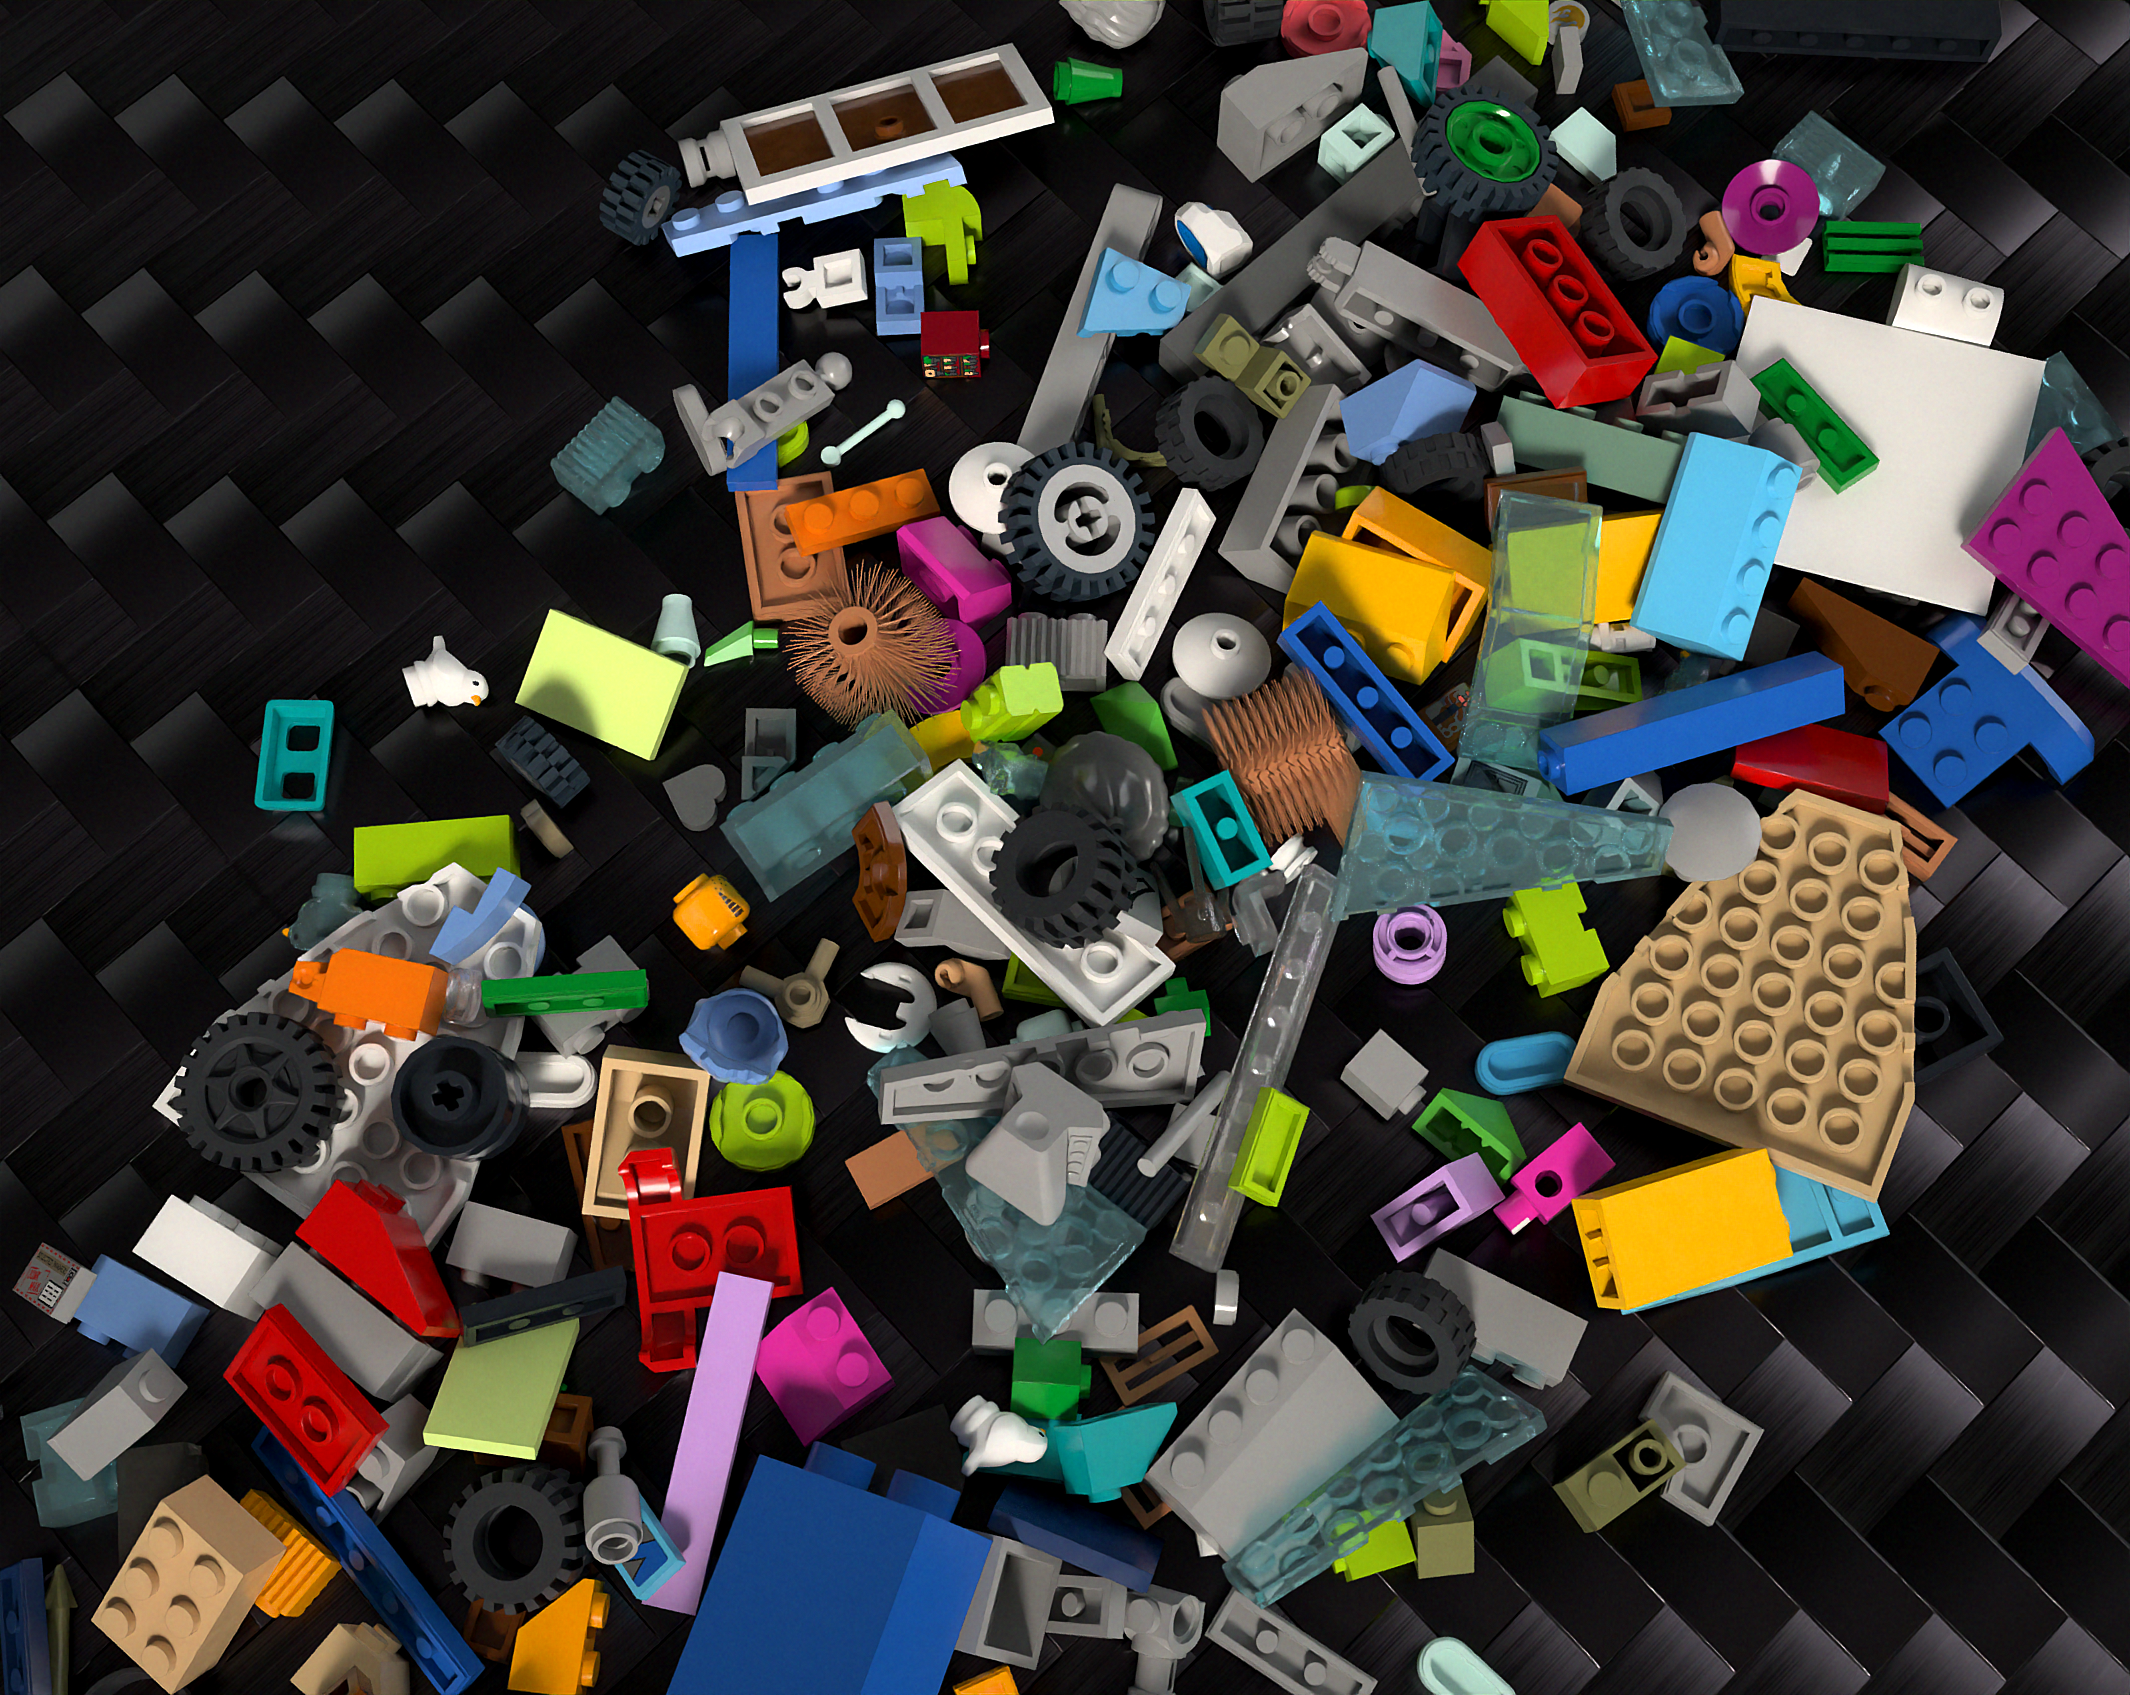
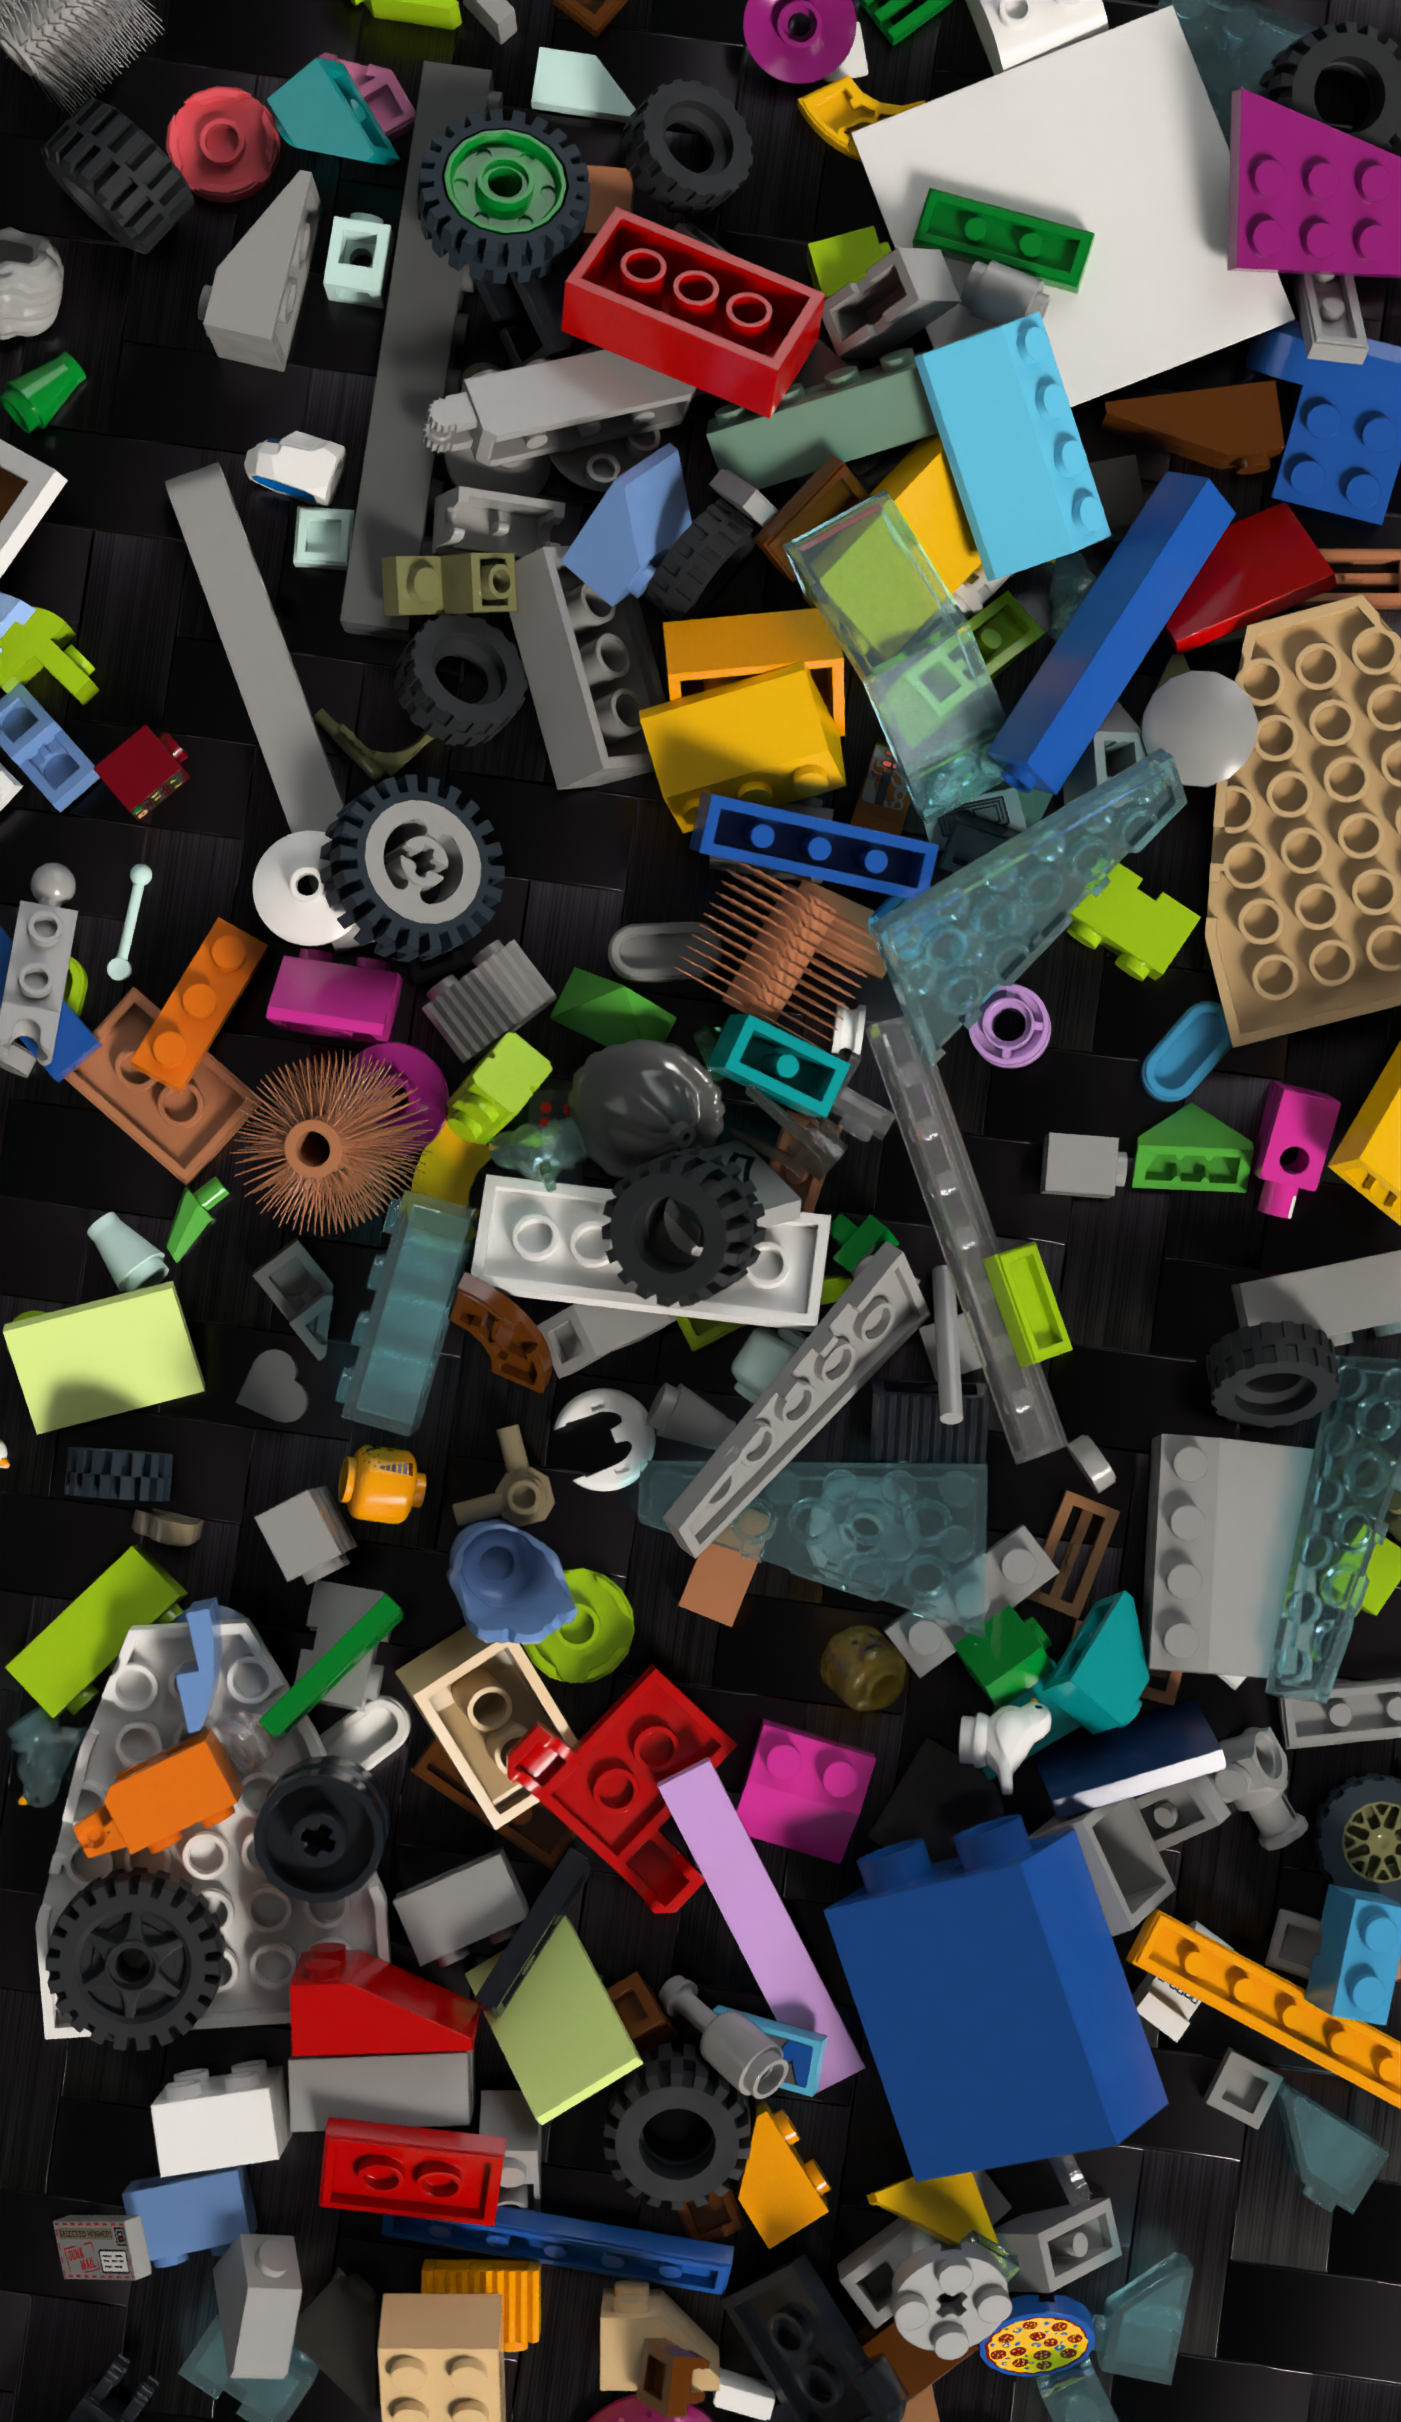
camera: 40 degrees left, 15 degrees up
(629, 891) = (307, 1535): none -> light grey brick
(937, 1309) = (863, 1668): none -> clear yellow head
(970, 981) = (656, 1361): light nougat arm -> none
(1040, 1143) = (846, 1473): light grey piece -> none
(1131, 299) = (280, 600): dark azure wing -> none
(1160, 584) = (530, 861): white tile -> none
(1220, 671) = (638, 908): white dish -> none
(1349, 498) = (645, 639): lime tile -> none
(1400, 110) = (379, 198): light grey bar -> none
(1437, 1206) = (1209, 1242): lavender slope -> none
(1696, 312) = (795, 198): blue tile -> none
(1718, 245) = (778, 102): nougat arm -> none

